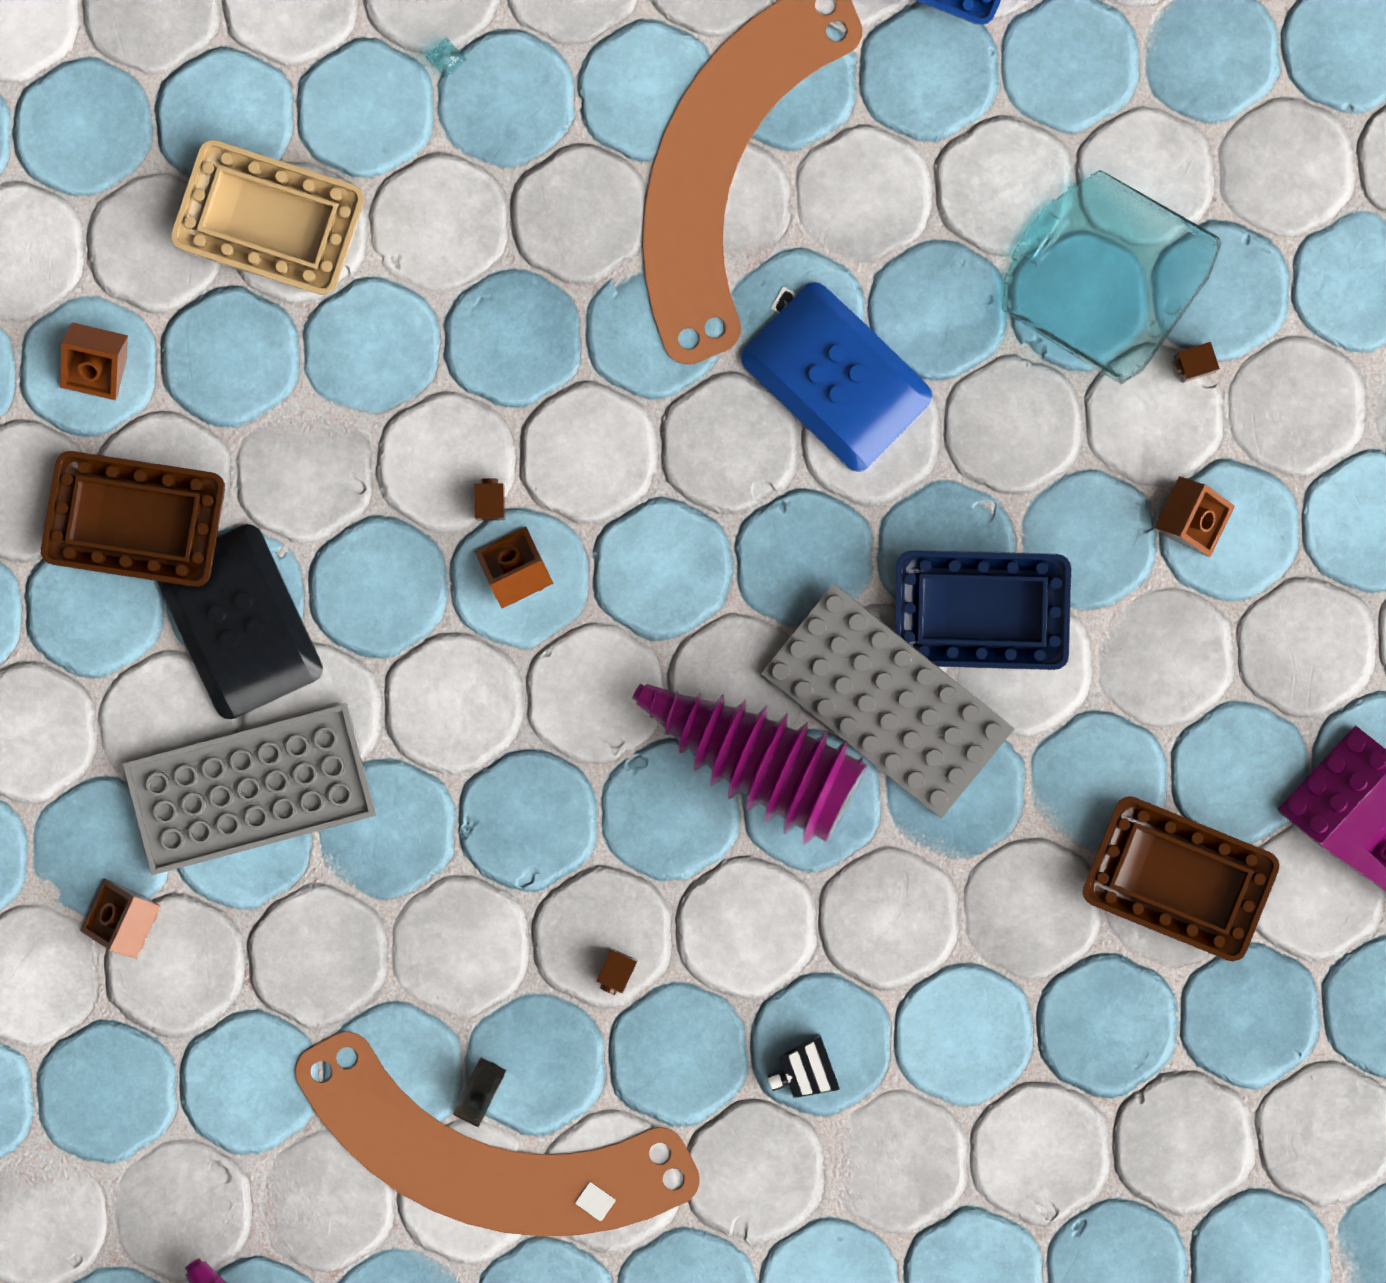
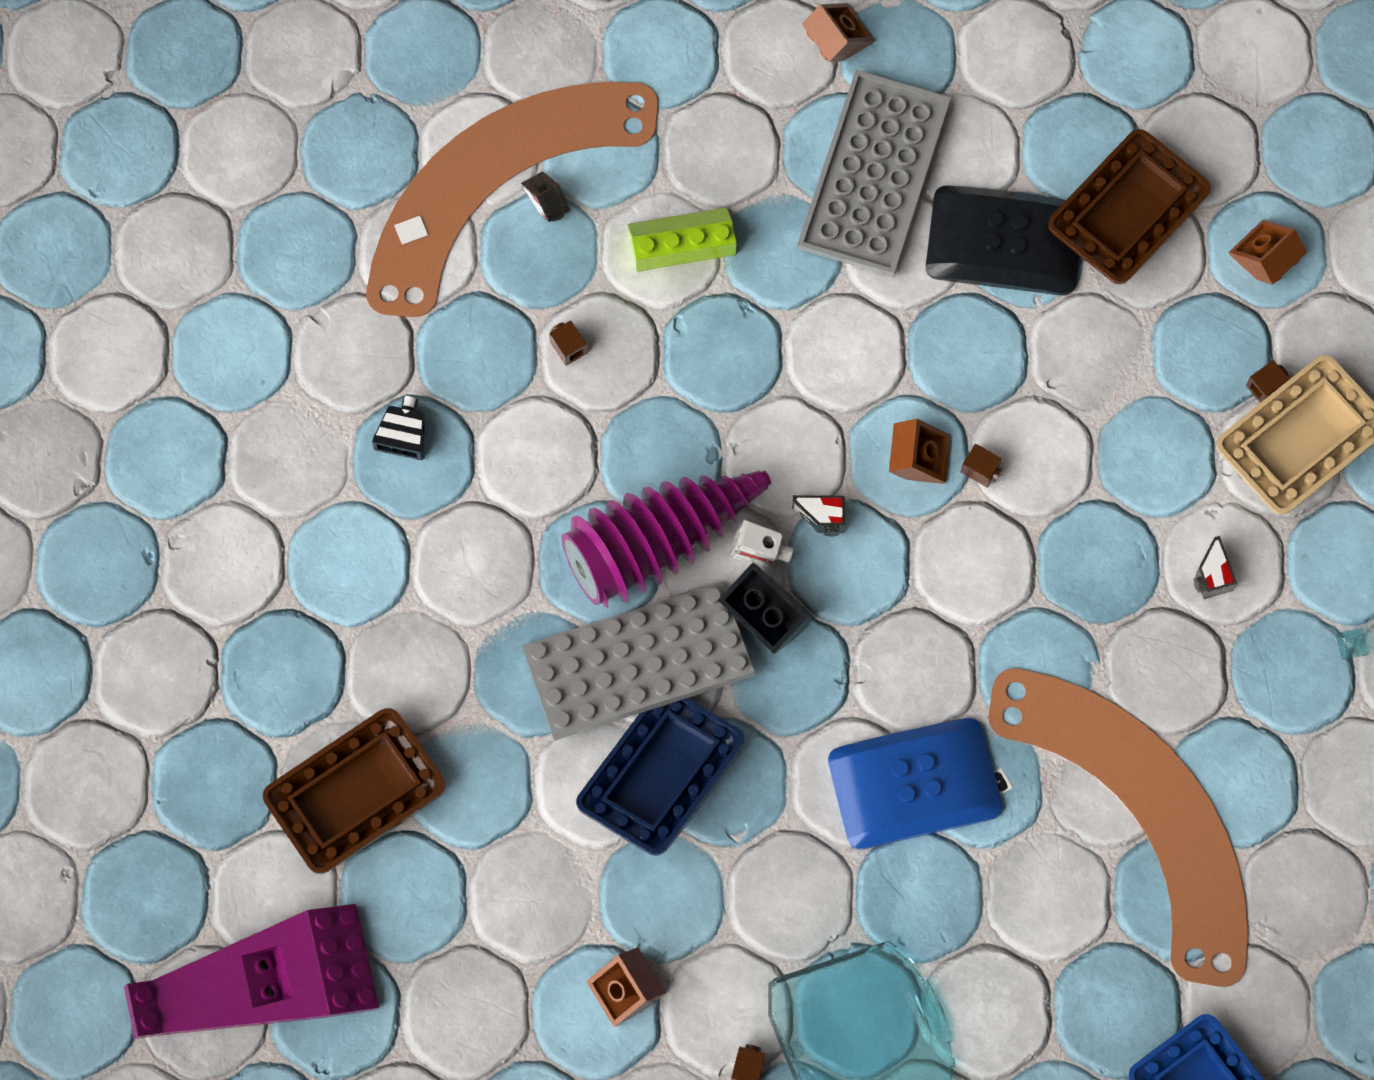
camera: 120 degrees right, 15 degrees down
(231, 282) = (1267, 380): none -> reddish brown brick
(437, 932) = (682, 239): none -> lime slope
(457, 223) = (1215, 572): none -> slope
(633, 619) = (822, 513): none -> slope
(709, 666) = (758, 545): none -> white torso
(763, 613) = (765, 608): none -> black slope

